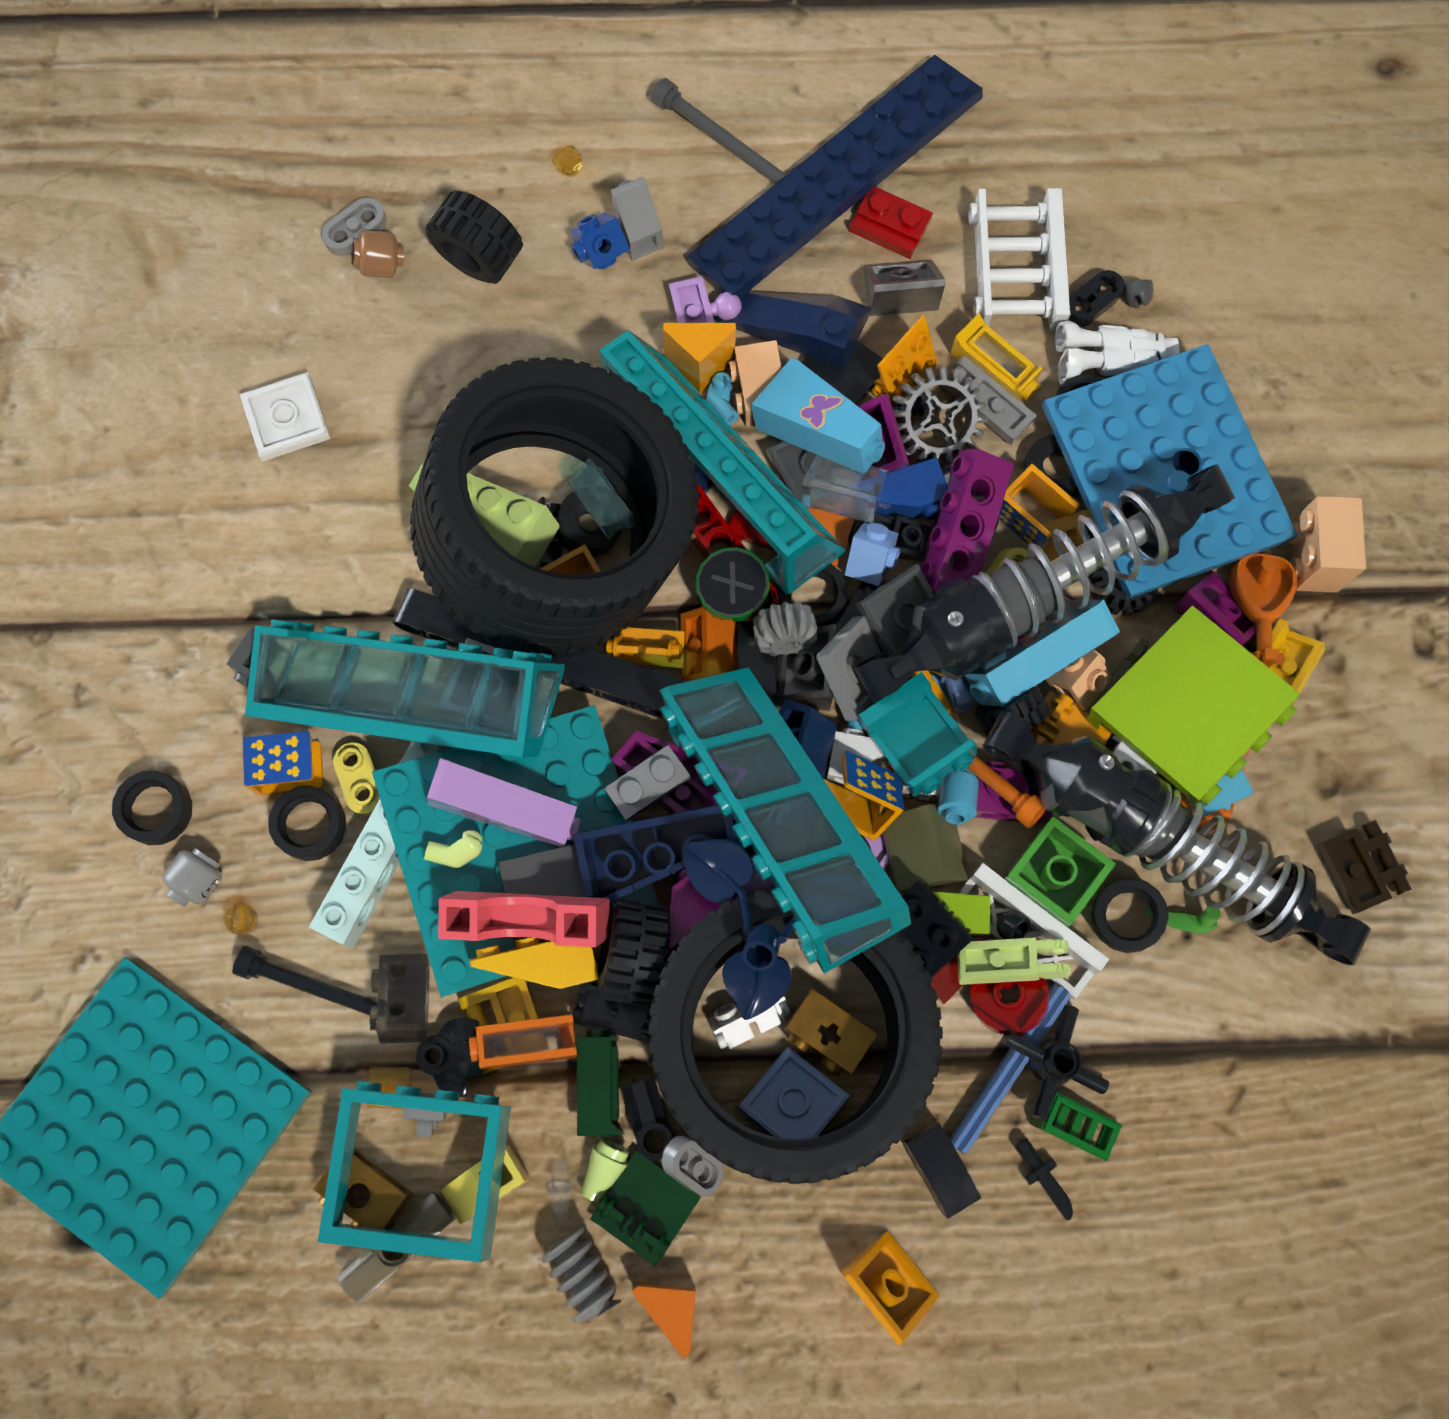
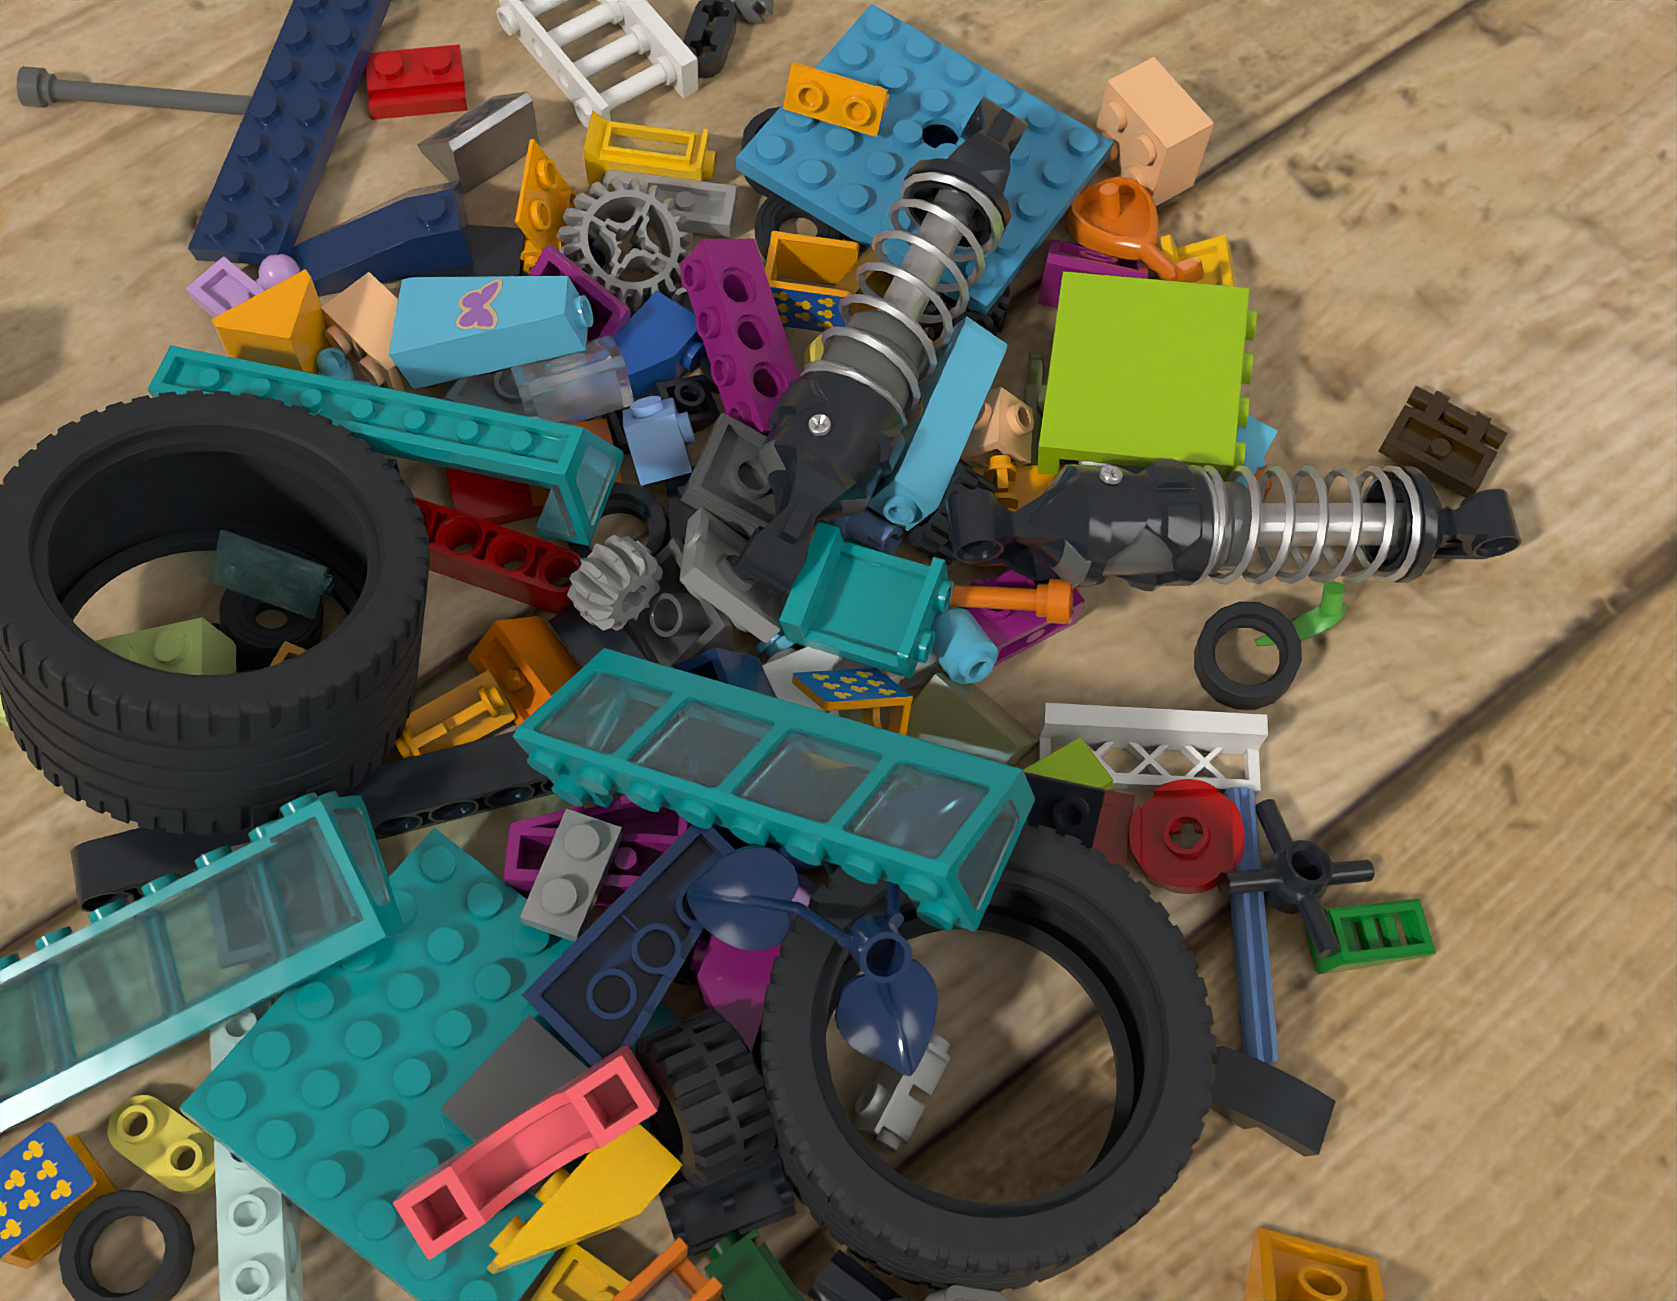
camera: 40 degrees left, 10 degrees down
(458, 853) = (376, 1134): yellowish green arm -> none
(501, 804) = (392, 1024): lavender slope -> none
(598, 241) = (59, 287): blue brick -> none
(637, 217) = (92, 234): light grey slope -> none
(732, 584) = (511, 573): black tile -> none
(793, 1099) = (1031, 1141): light blue tile -> none
(852, 1034) = (1039, 1014): pearl gold brick -> none
(1010, 961) = (1162, 792): yellowish green hinge -> none
(1013, 926) = (1133, 755): black hinge -> none
(1041, 1172) = (1376, 1020): black piece -> none
(1059, 871) = (1137, 652): bright green brick -> none
(1114, 346) = (764, 73): white piece -> none
(1126, 397) = (835, 99): none -> light orange hinge

